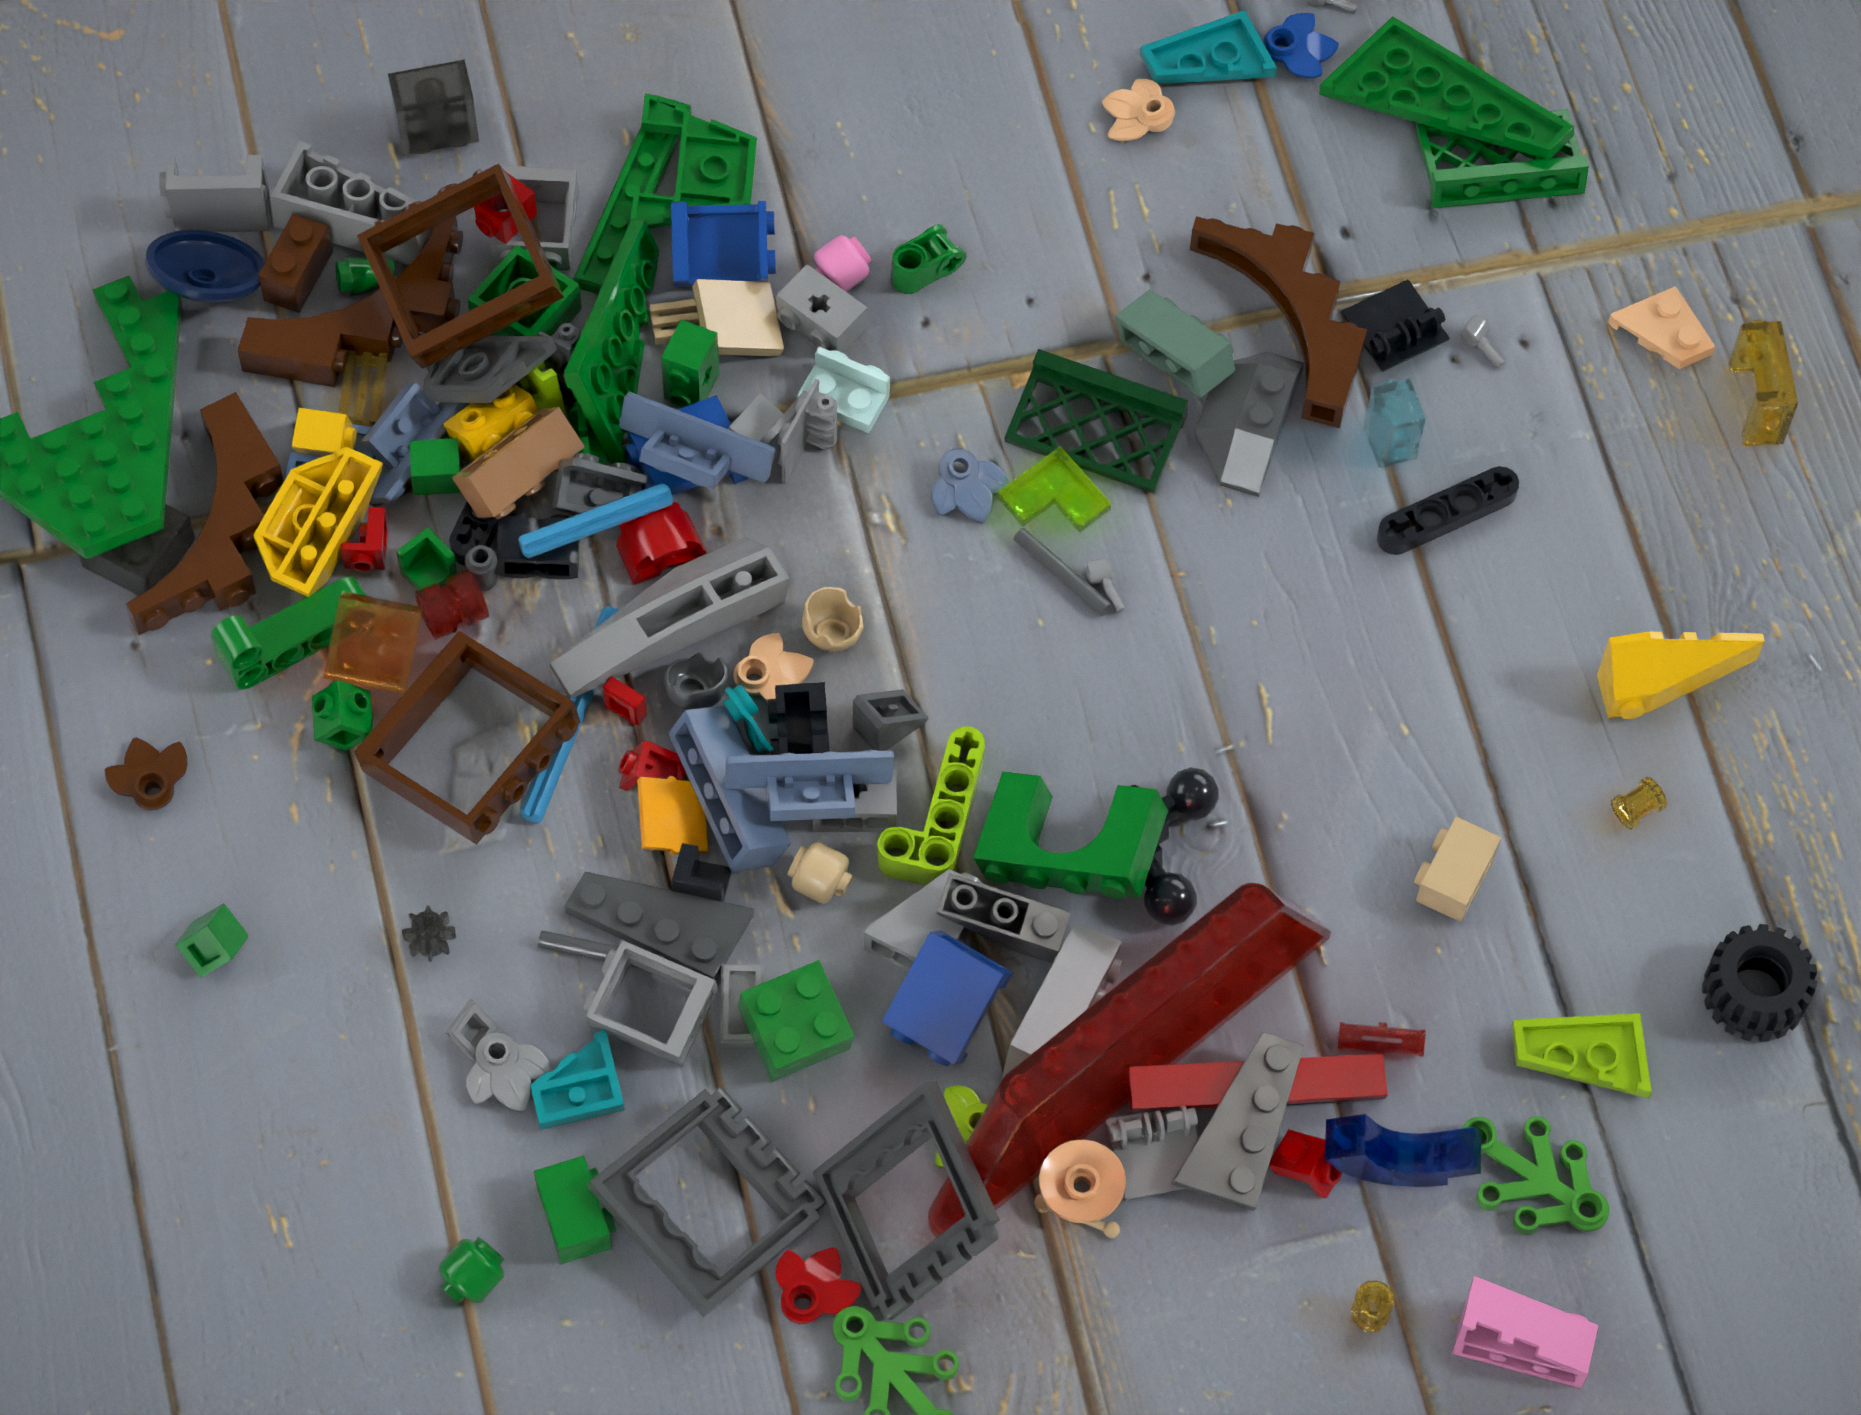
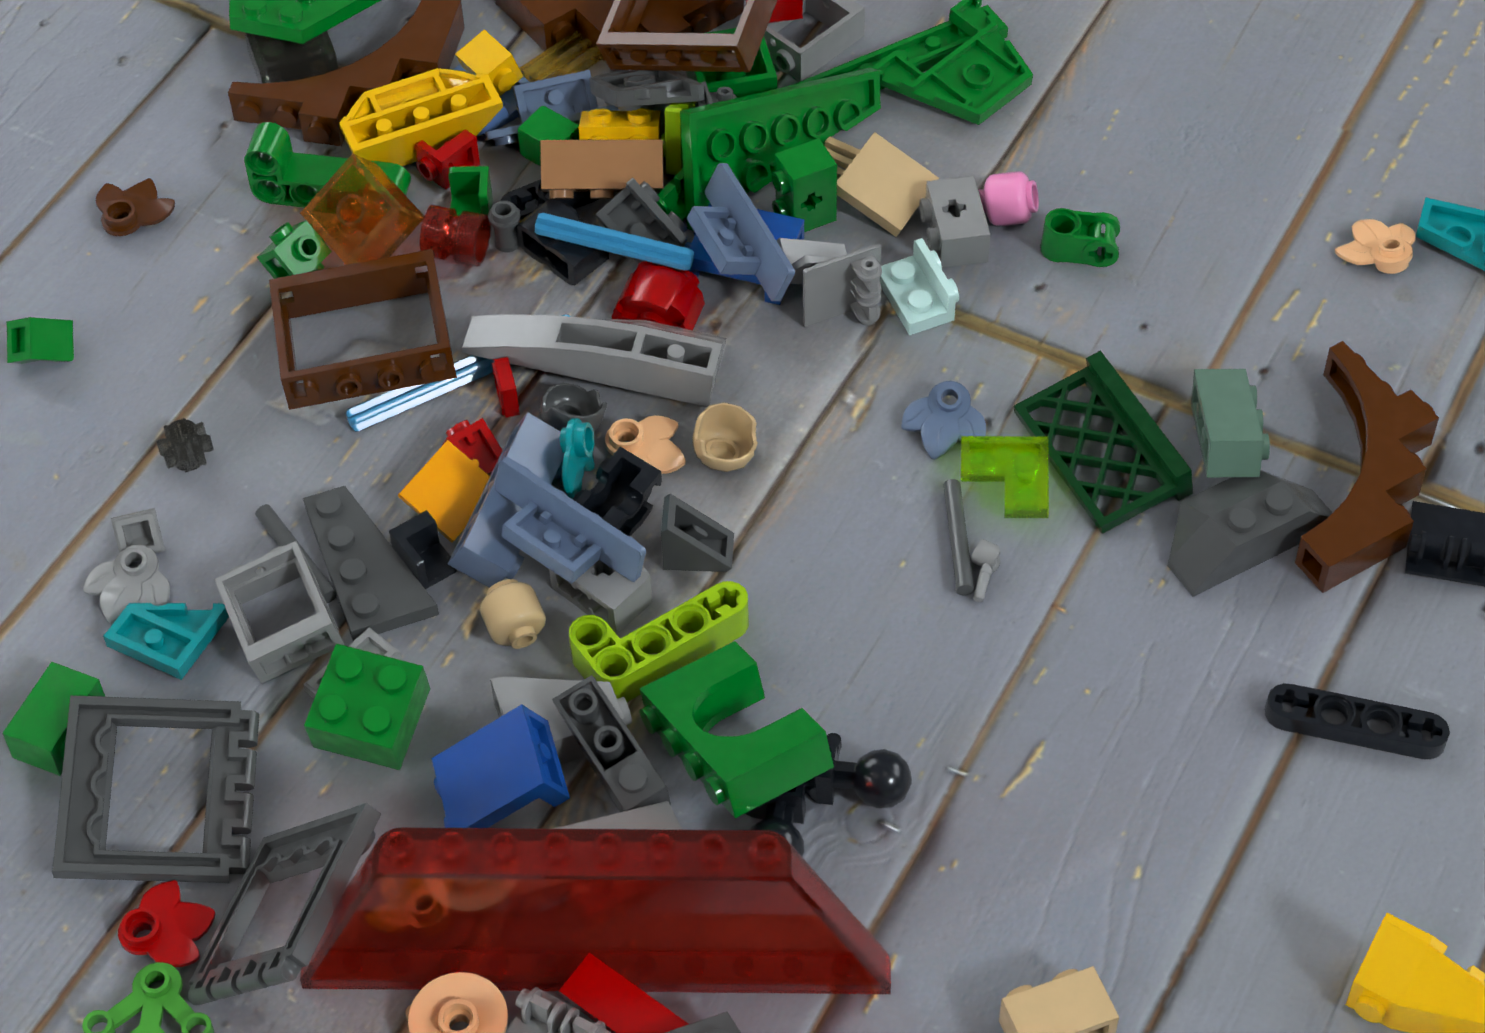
camera: 45 degrees right, 10 degrees down
(721, 243) = (924, 122): blue panel -> none
(1394, 422) = (1365, 608): clear light blue brick -> none

